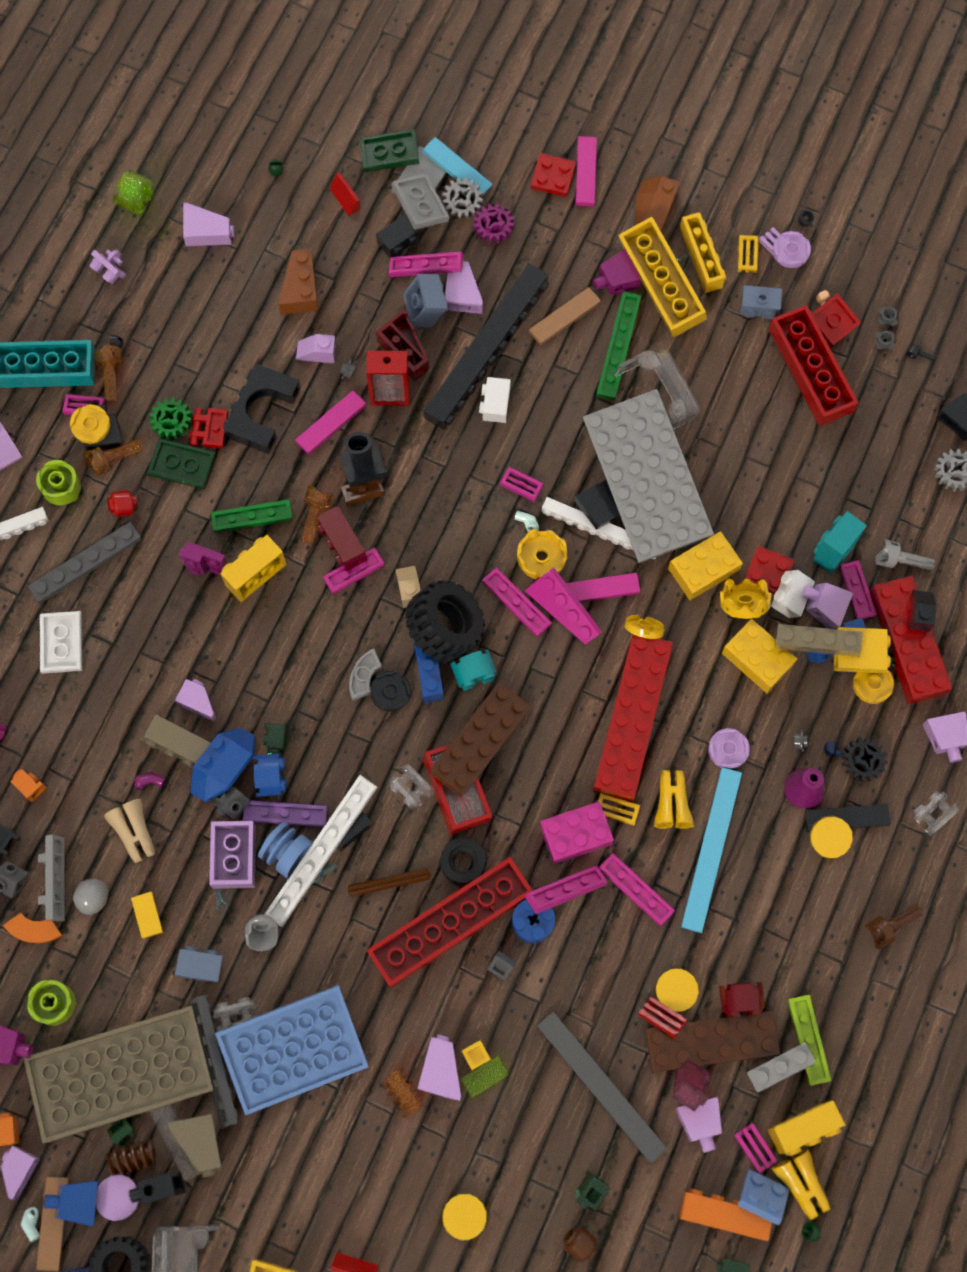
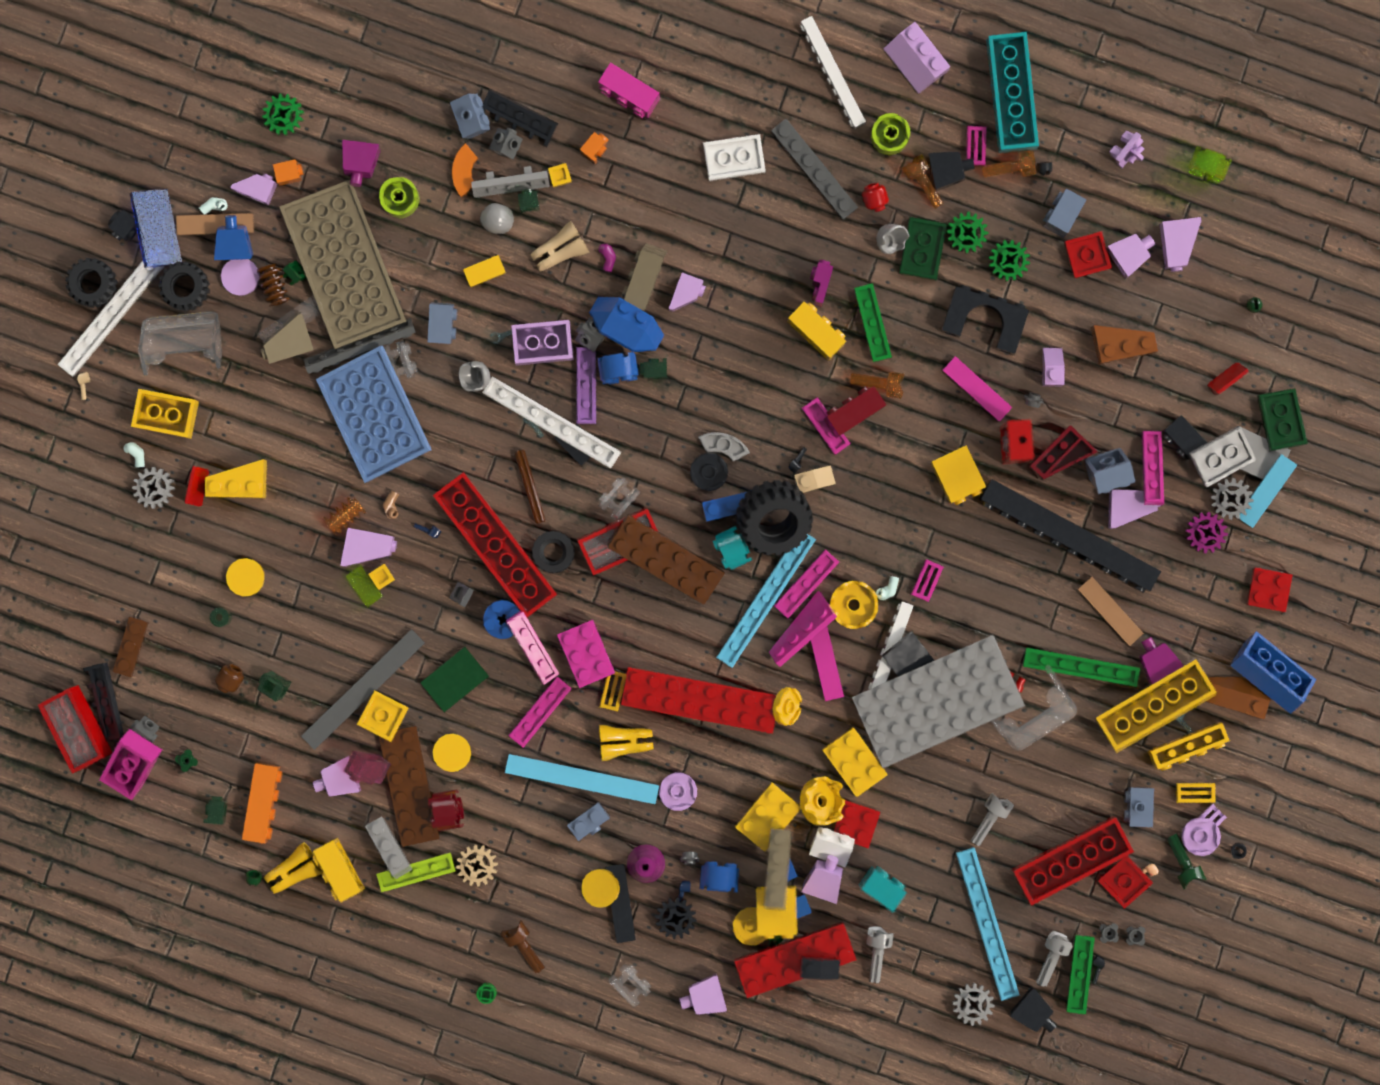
camera: 90 degrees right, 15 degrees up
(53, 824) = (559, 175): none -> yellow plate
(76, 859) = (528, 201): none -> clear green brick
(90, 424) = (950, 156): yellow tile -> none
(162, 324) = (1064, 213): none -> sand blue brick
(164, 1187) = (250, 317): black torso -> none
(165, 489) = (892, 238): none -> light grey hair
(198, 388) = (1003, 253): none -> green gear
(207, 309) = (1087, 254): none -> red plate
(212, 271) = (1130, 253): none -> lavender torso
(214, 432) = (967, 276): red plate -> none
(282, 847) = (549, 390): medium blue wheel -> none
(354, 1214) = (240, 482): none -> yellow wedge
(362, 460) = (934, 424): black plant -> none
(362, 492) = (906, 427): reddish brown plate -> none
(391, 604) = (794, 466): none -> black hand
(396, 1041) = (389, 505): none -> medium nougat arm
(417, 444) = (958, 475): none -> yellow brick
(431, 993) = (433, 532): none -> dark blue hand
(496, 399) = (1012, 549): white brick -> none
(501, 1248) = (227, 617): none -> clear green brick
(536, 649) = (763, 602): none -> medium azure tile
(586, 171) = (1276, 623): dark pink tile -> none
(595, 981) = (454, 679): none -> dark green tile
(633, 1064) = (382, 716): none -> yellow tile
(635, 171) = (1273, 672): none -> blue brick
(667, 1011) = (436, 737): red tile -> none
(757, 431) = (996, 808): none -> light grey piece
(758, 843) = (588, 821): none -> sand blue brick
(763, 1197) = (278, 834): medium blue plate -> none
(765, 1164) = (307, 837): dark pink tile -> none
(794, 966) = (479, 857): none -> tan gear
(823, 709) = (719, 877): none -> blue brick
(827, 261) = (1189, 872): none -> dark green piece
(855, 582) = (843, 910): dark pink tile -> none
(873, 452) = (987, 924): none -> medium azure tile
(899, 386) = (1058, 945): none -> light grey piece
(926, 368) = (1080, 974): none -> green plate
(941, 967) = (486, 993): none -> green wheel

